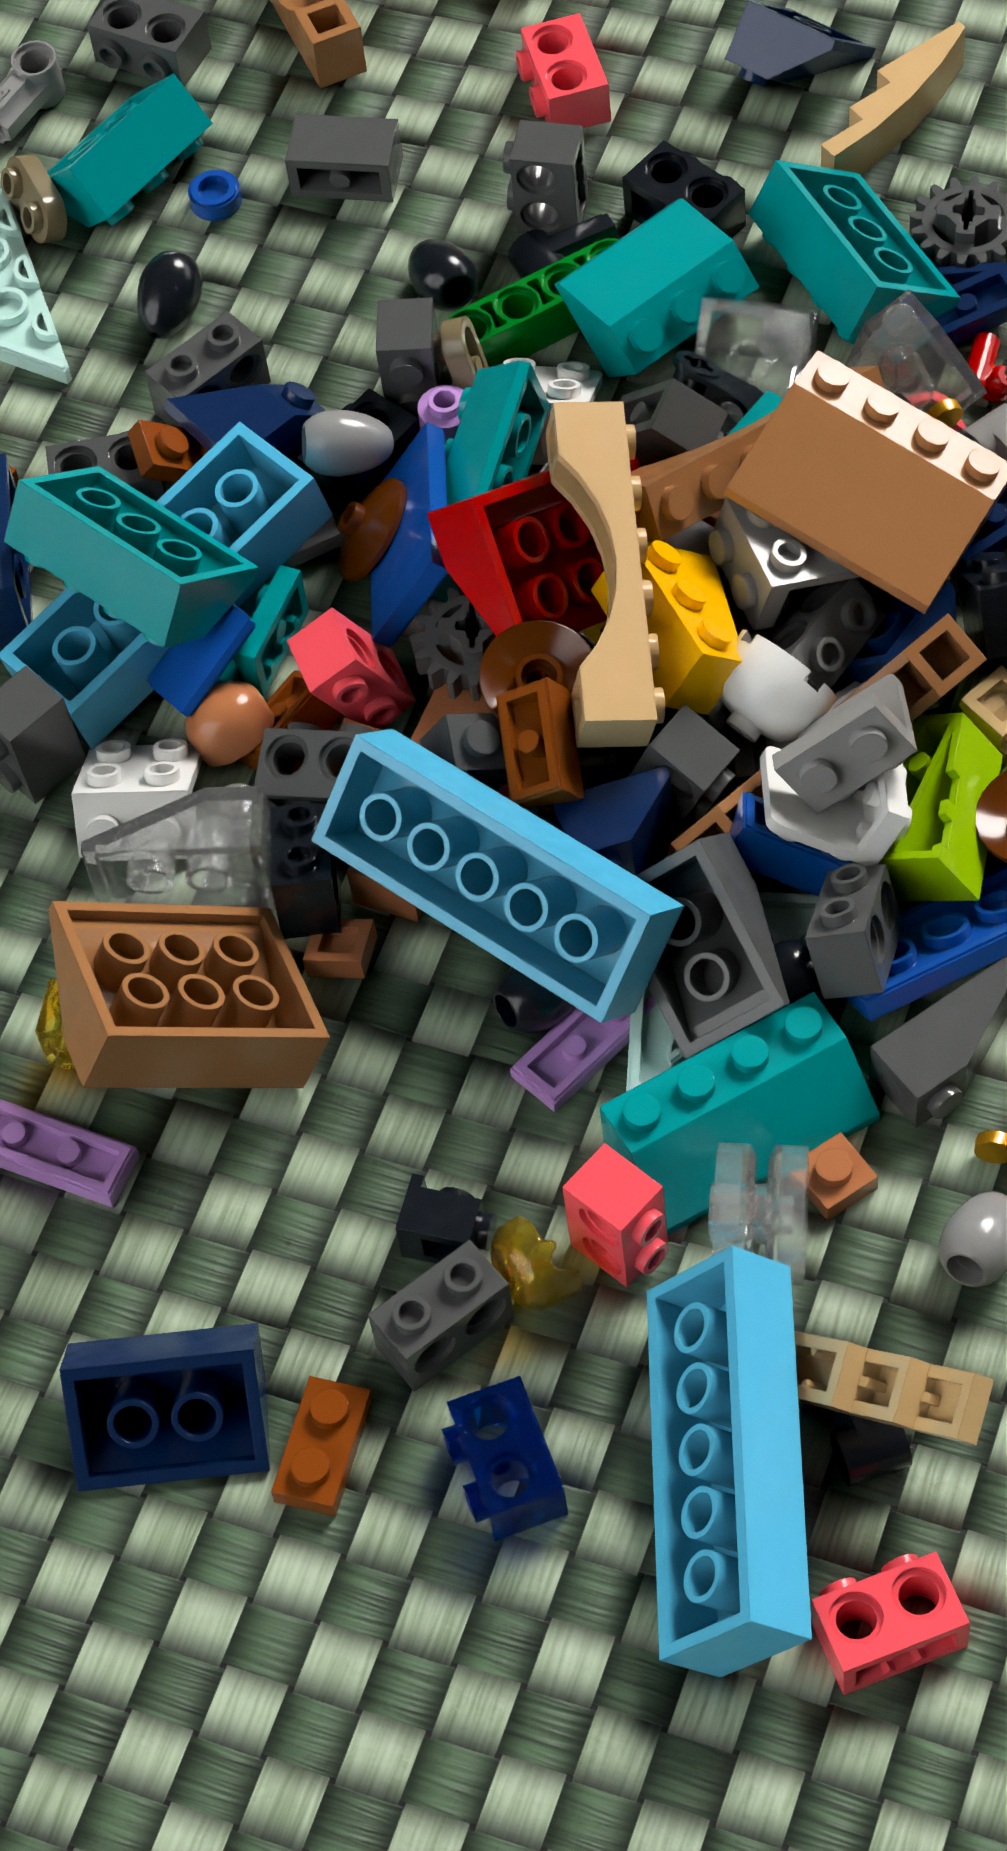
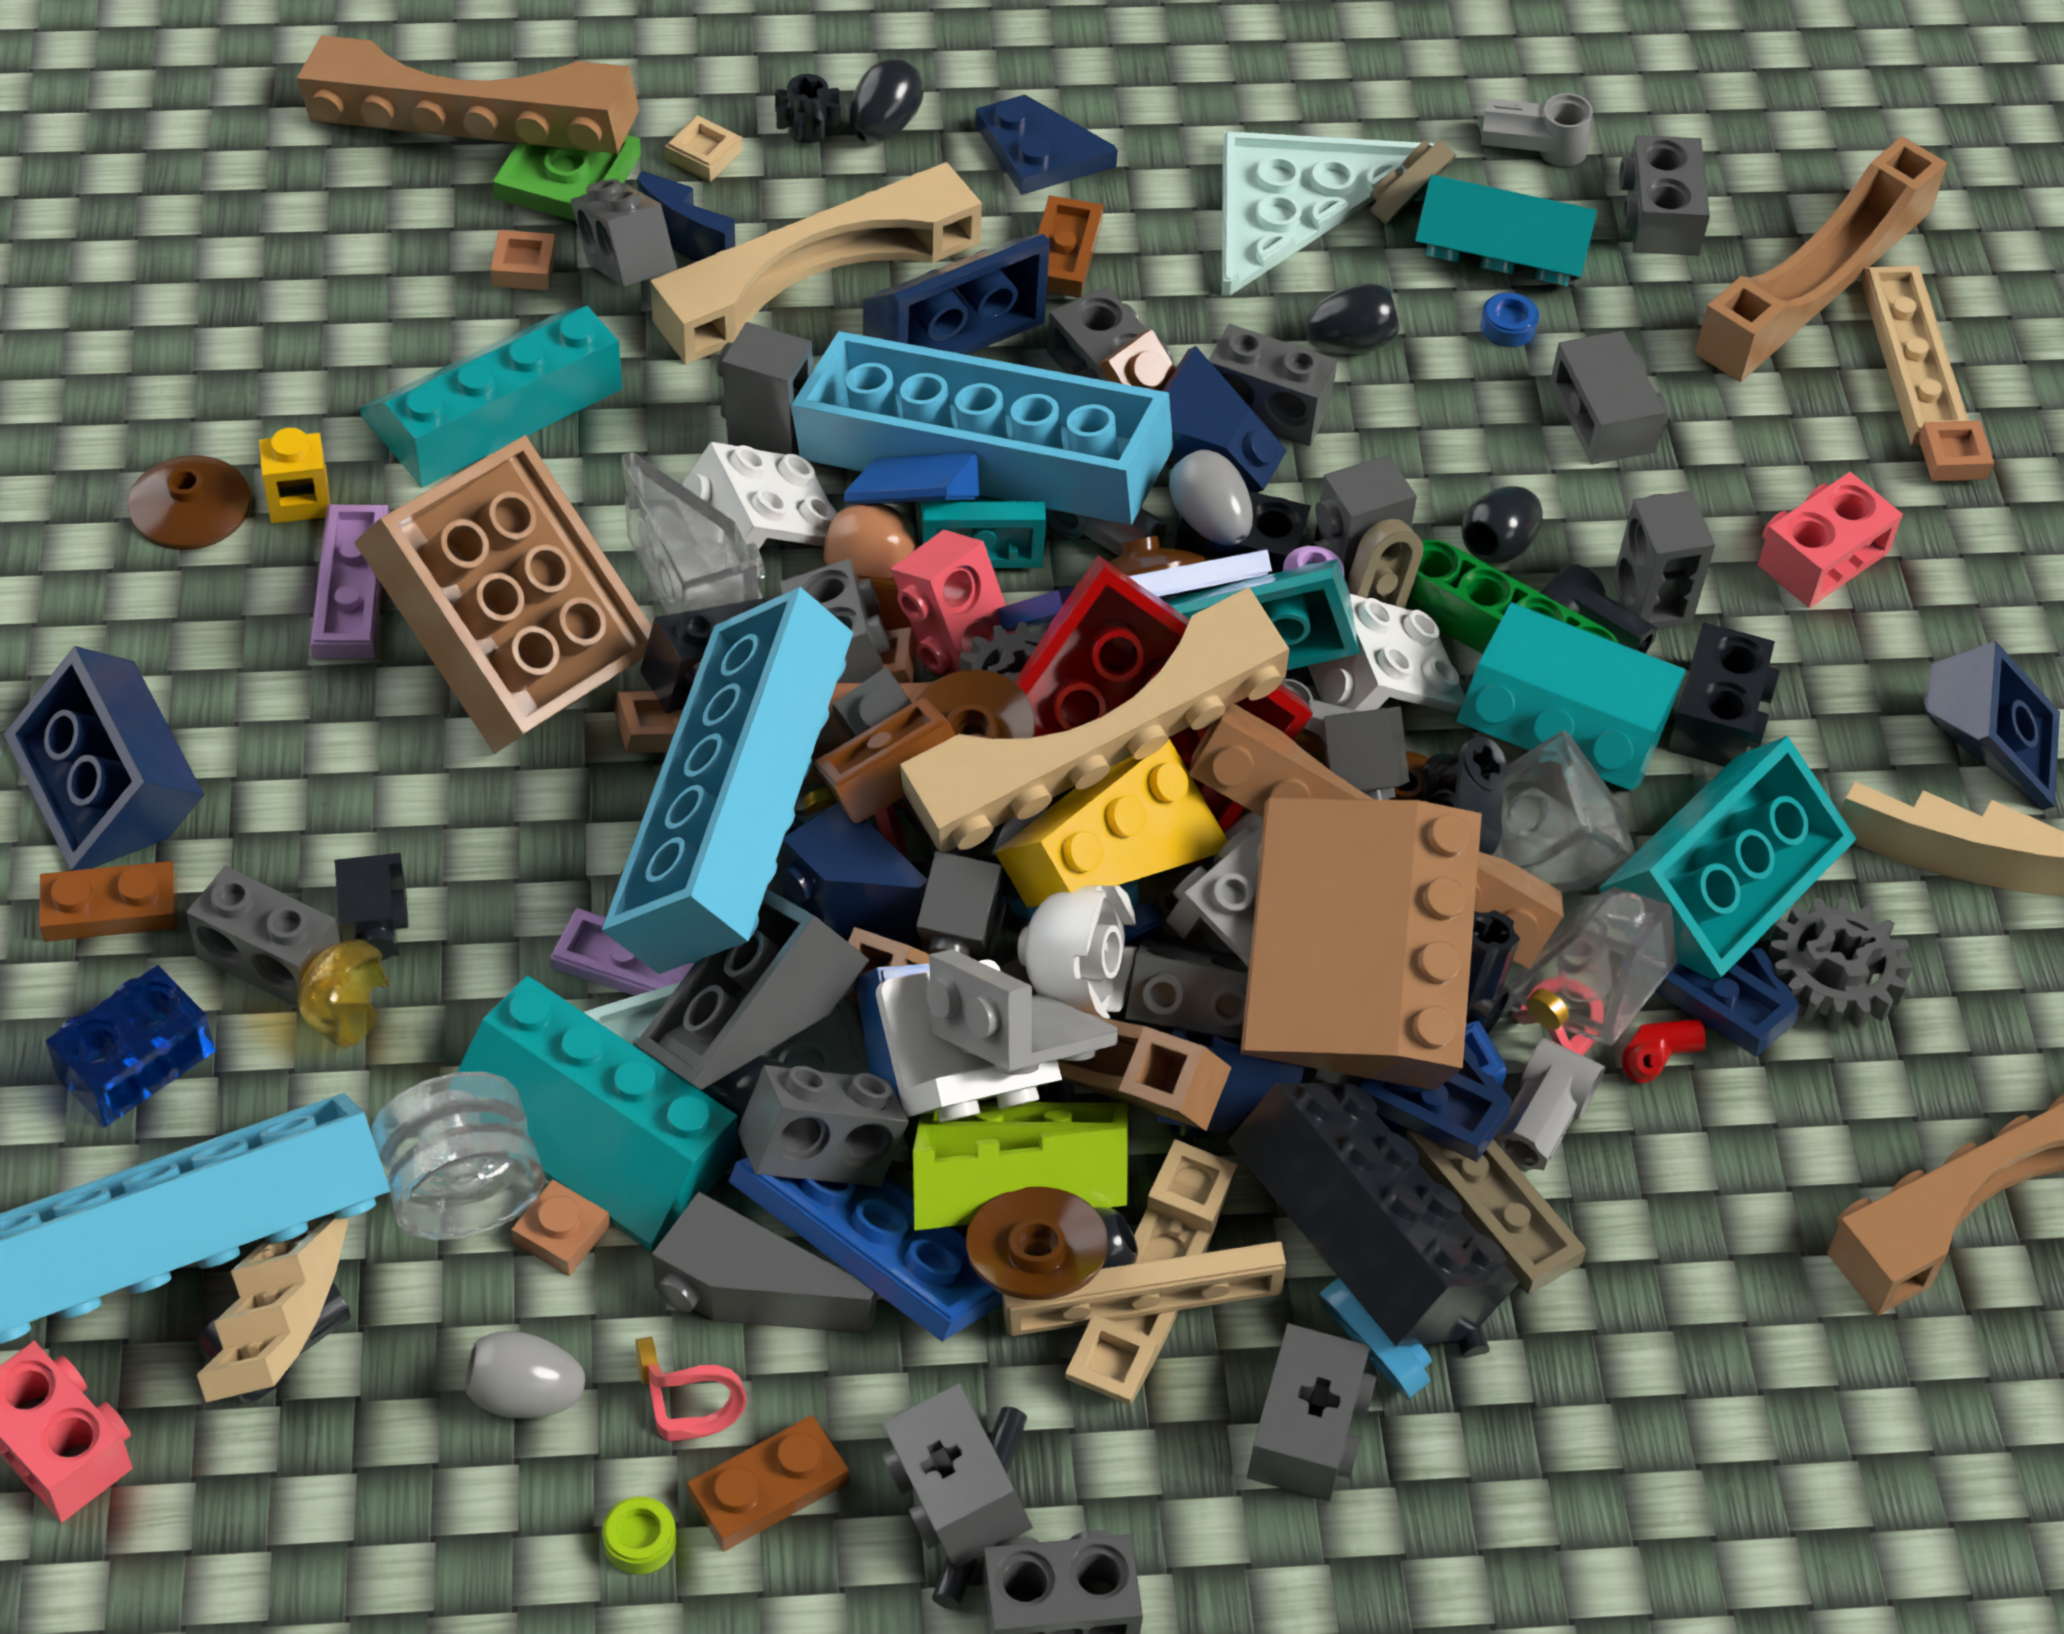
camera: 55 degrees right, 5 degrees down
(127, 553) = (969, 364): teal slope -> none
(616, 1216) = (411, 1027): coral brick -> none

